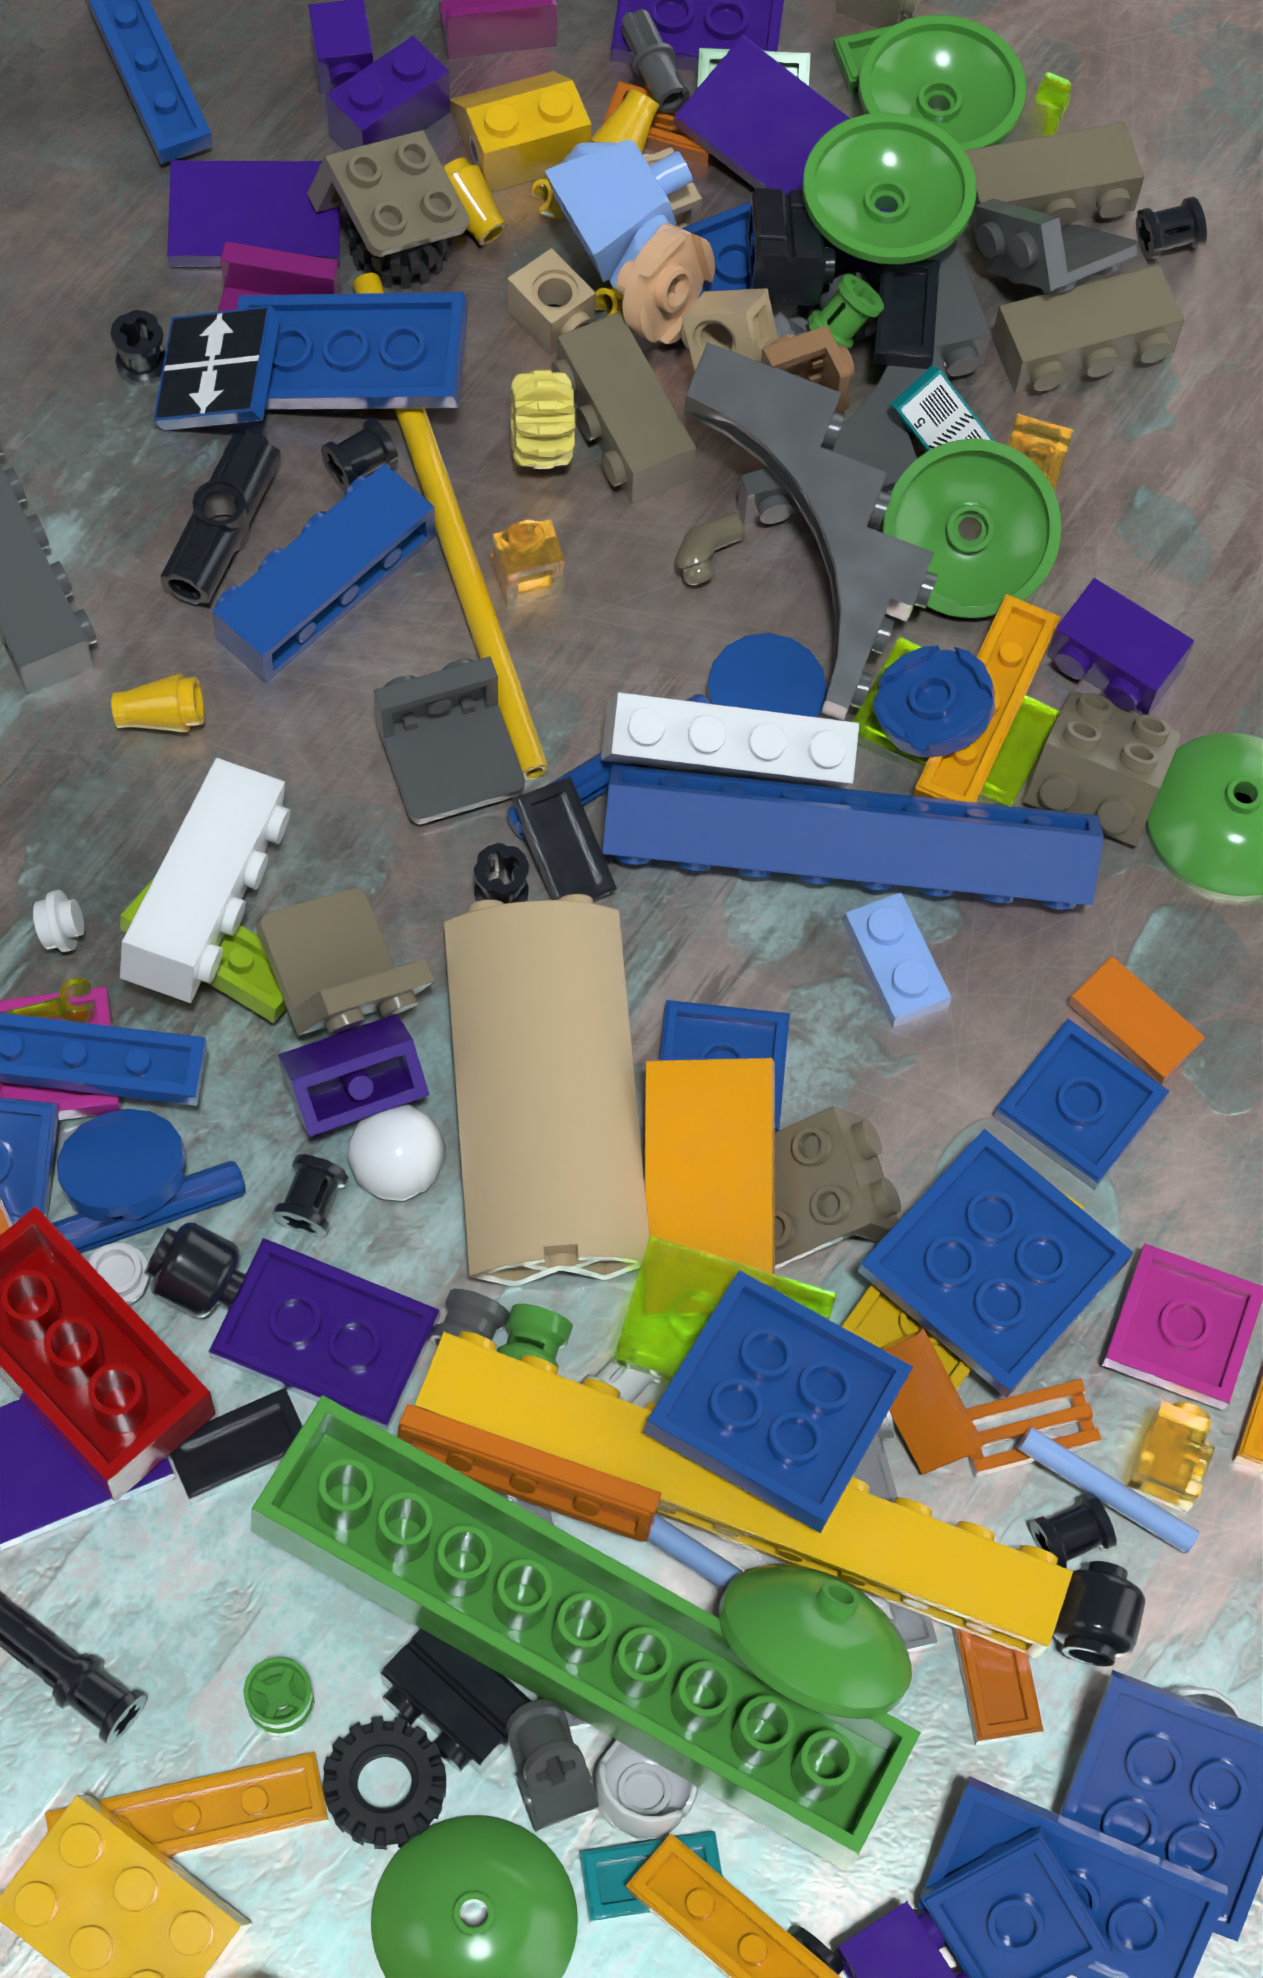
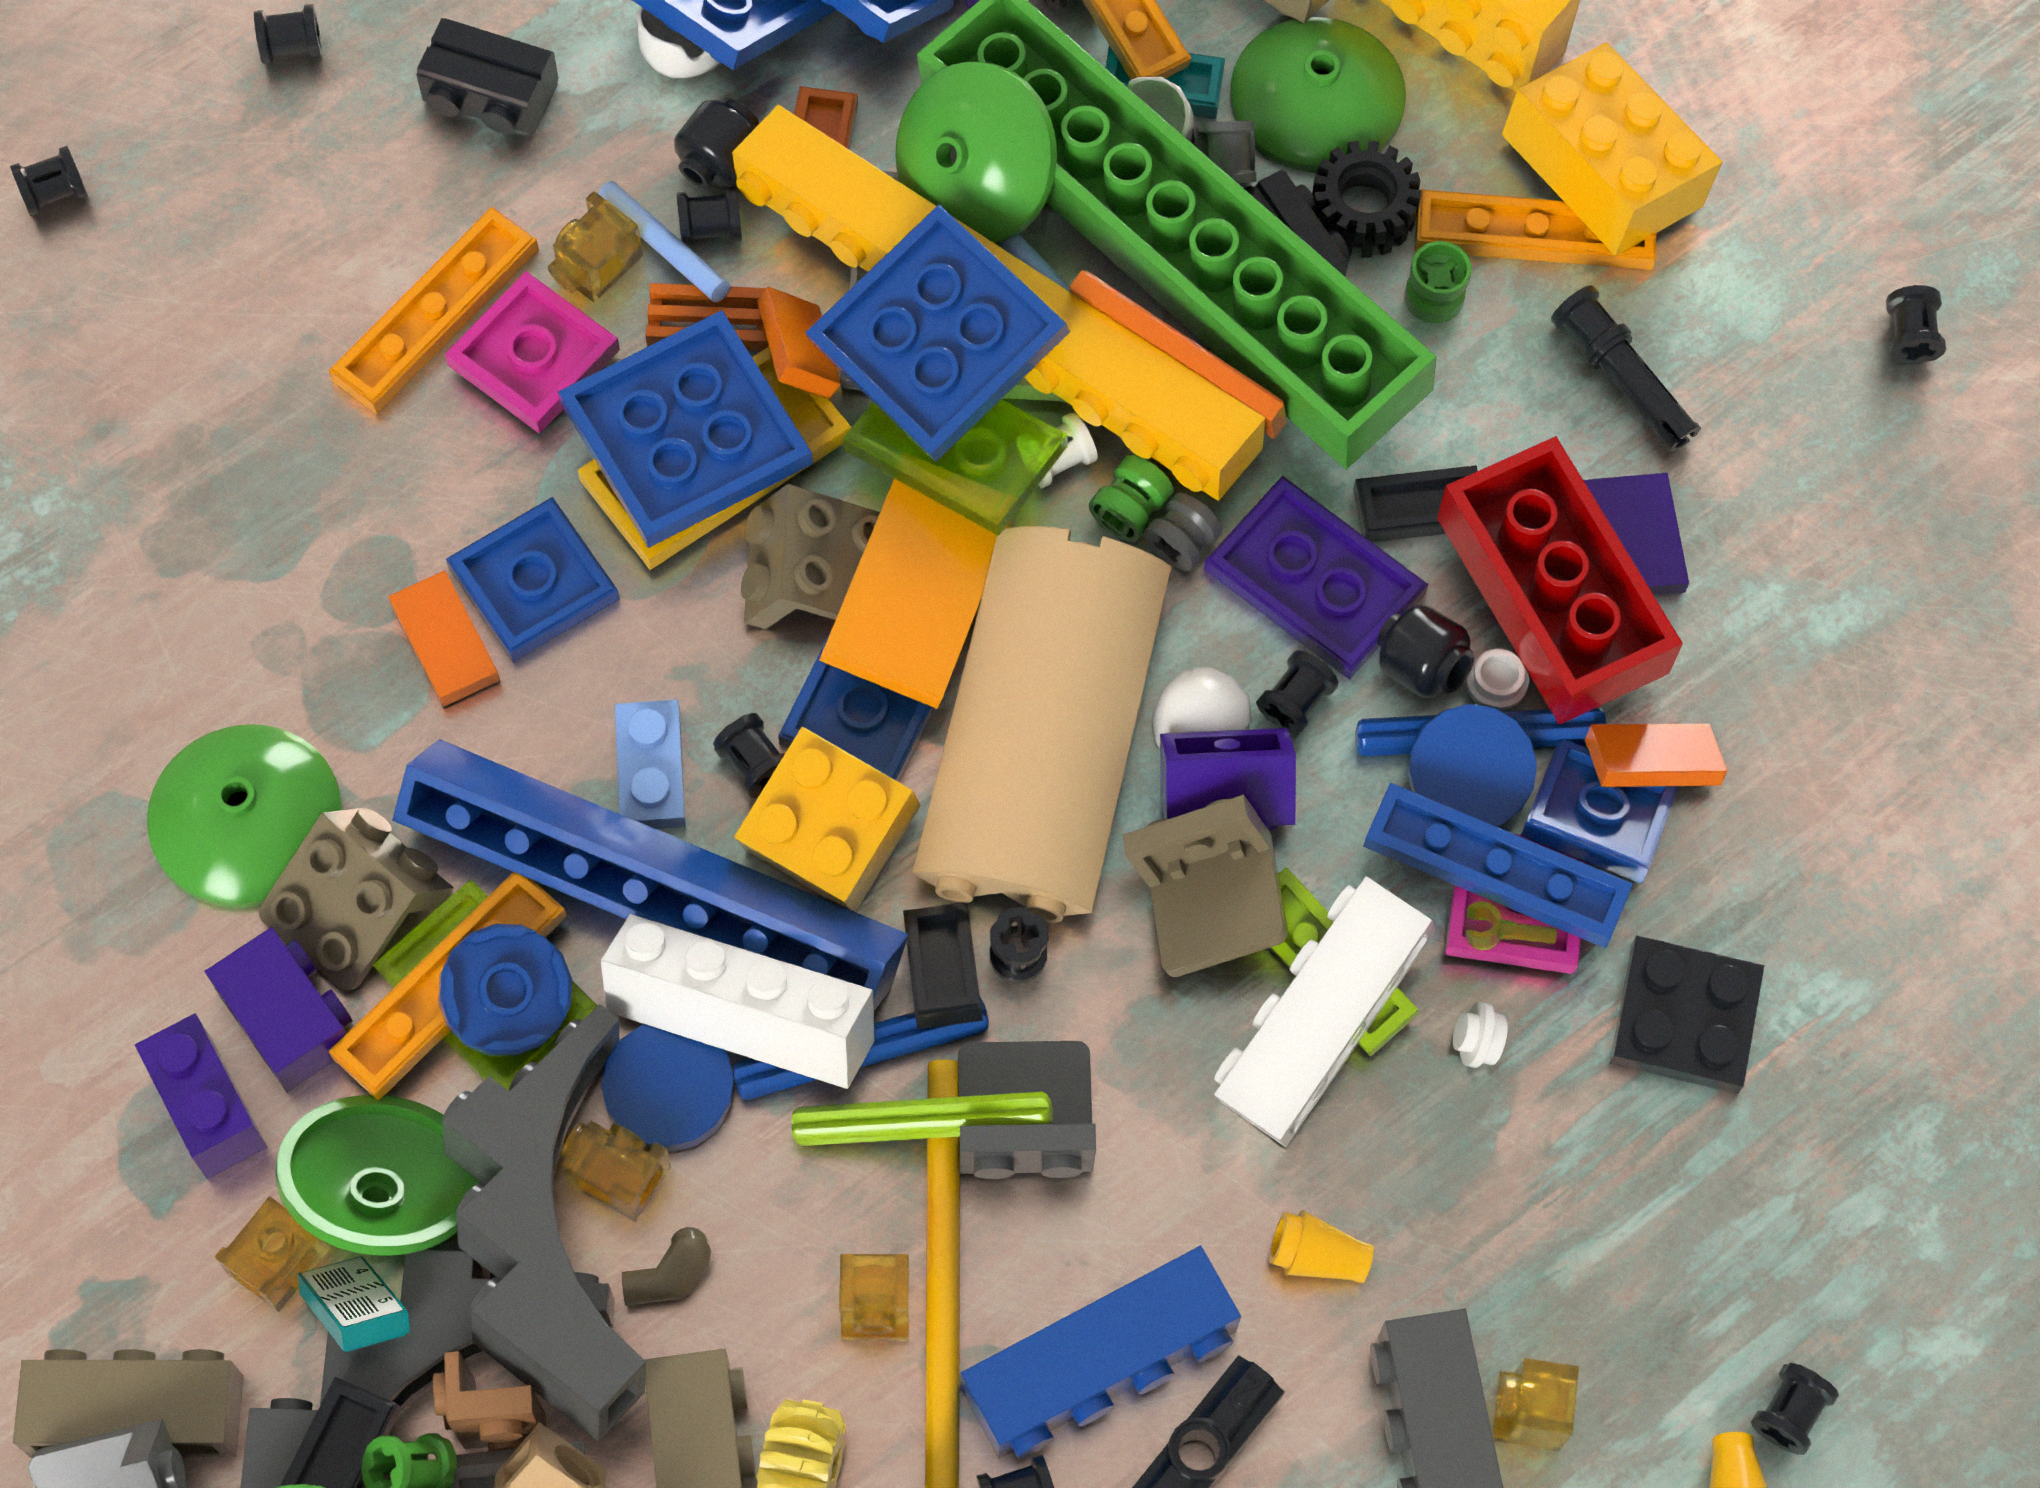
camera: 160 degrees left, 0 degrees up
(528, 703) = (915, 1117): none -> lime axle
(710, 928) = (828, 820): none -> yellow brick
(784, 601) = (614, 1167): none -> clear yellow brick
(804, 984) = (749, 752): none -> black bush
(1148, 558) = (200, 1096): none -> dark purple brick

